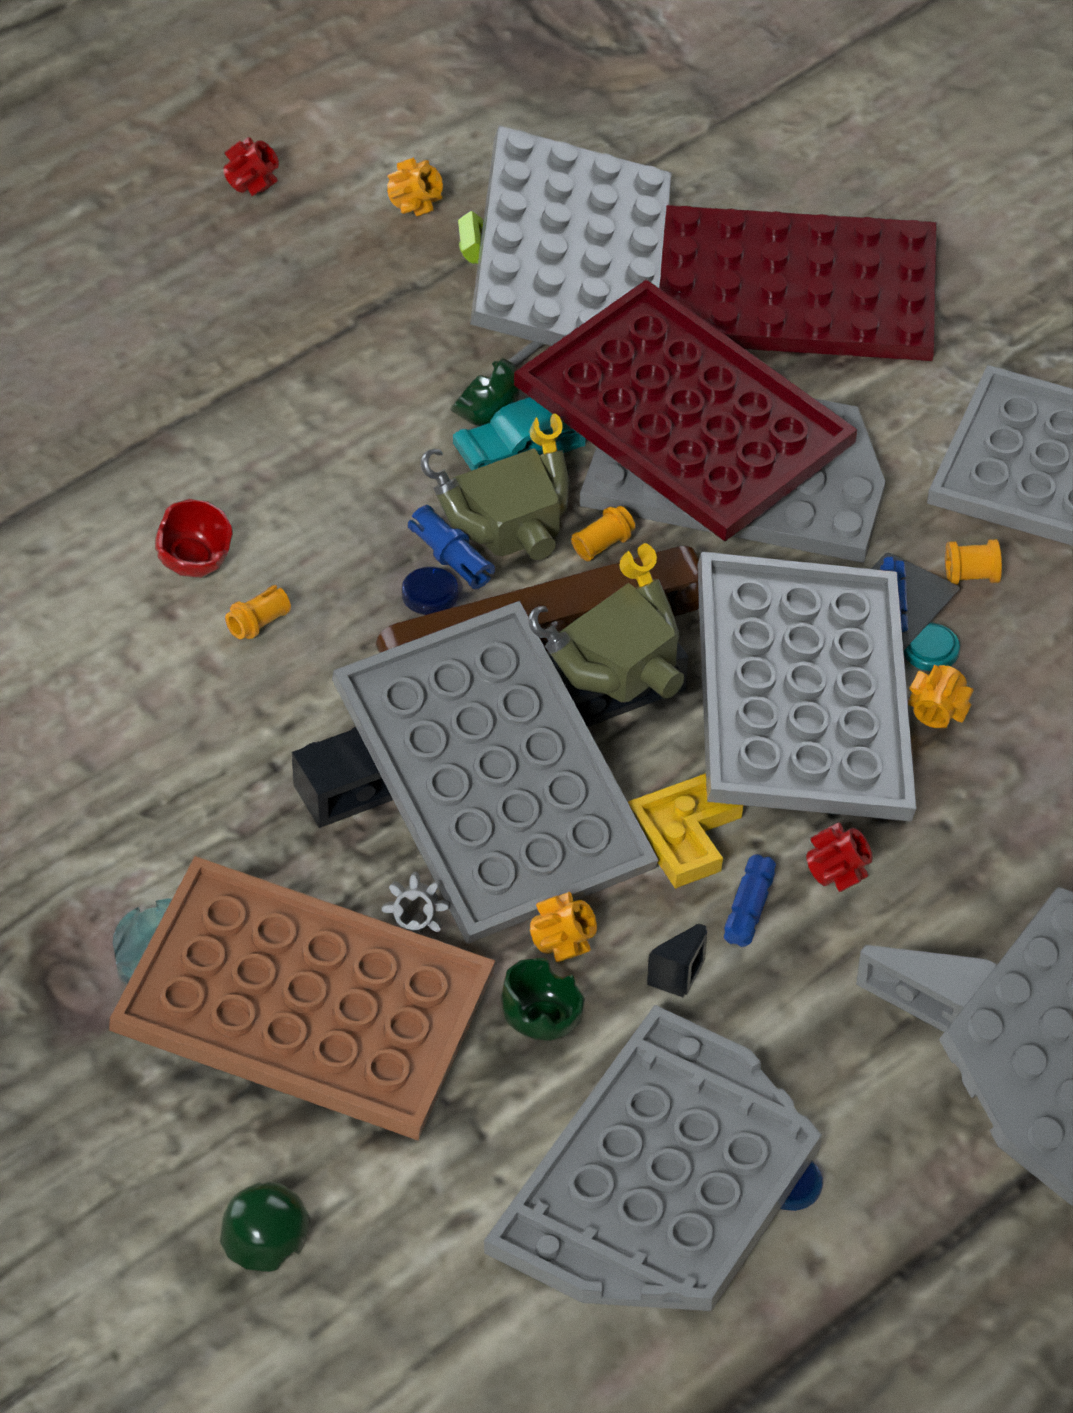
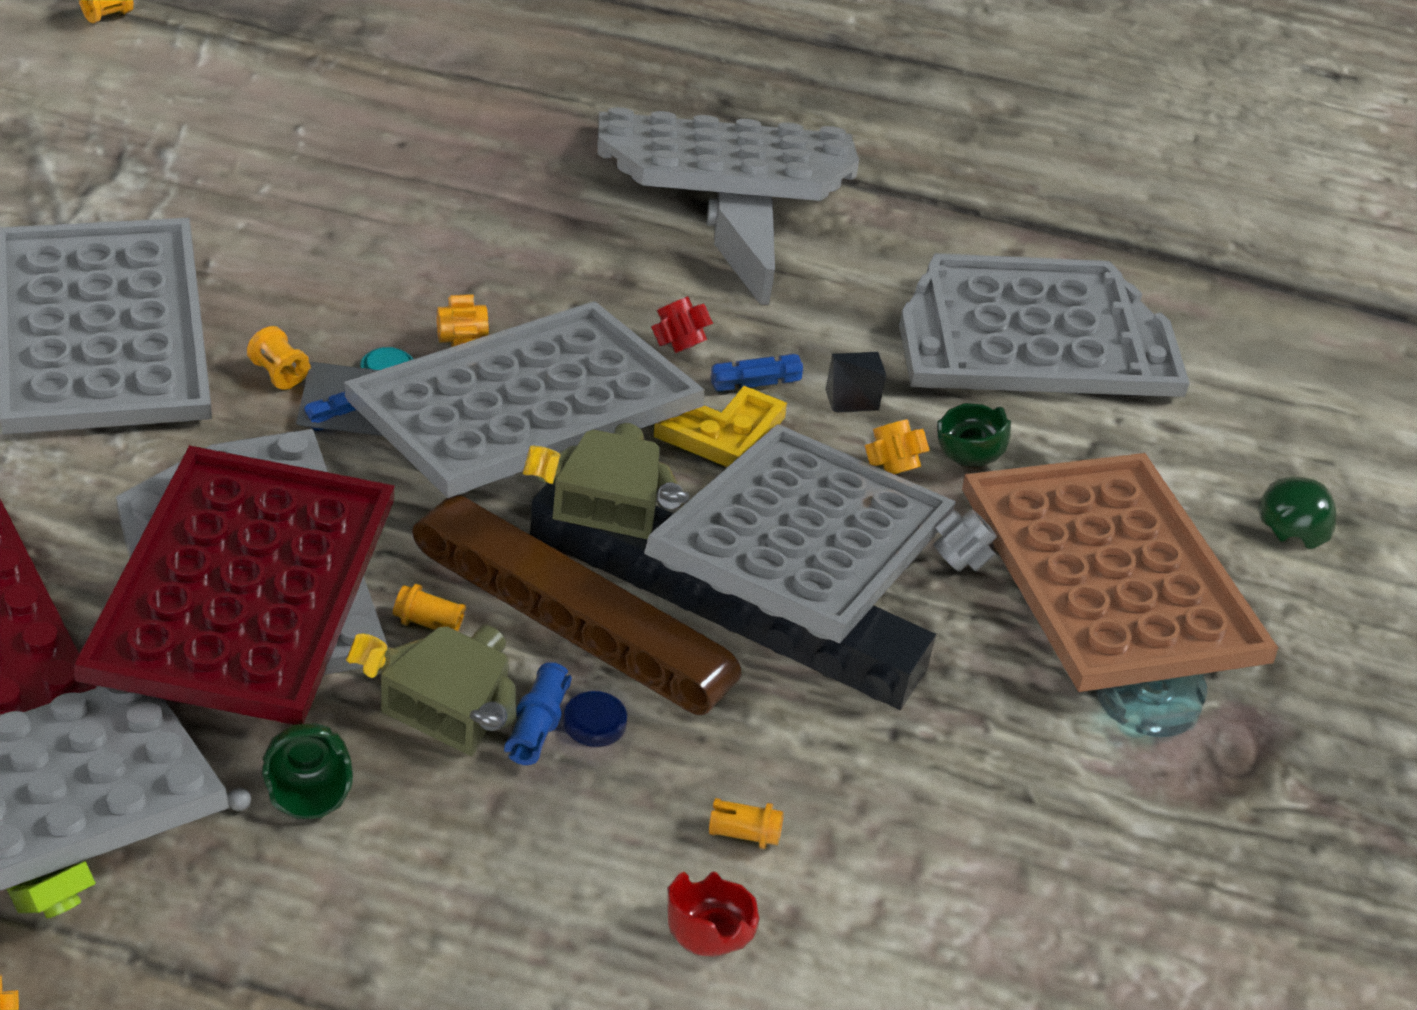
camera: 130 degrees left, 5 degrees down
(510, 435) = (371, 740): teal piece -> none

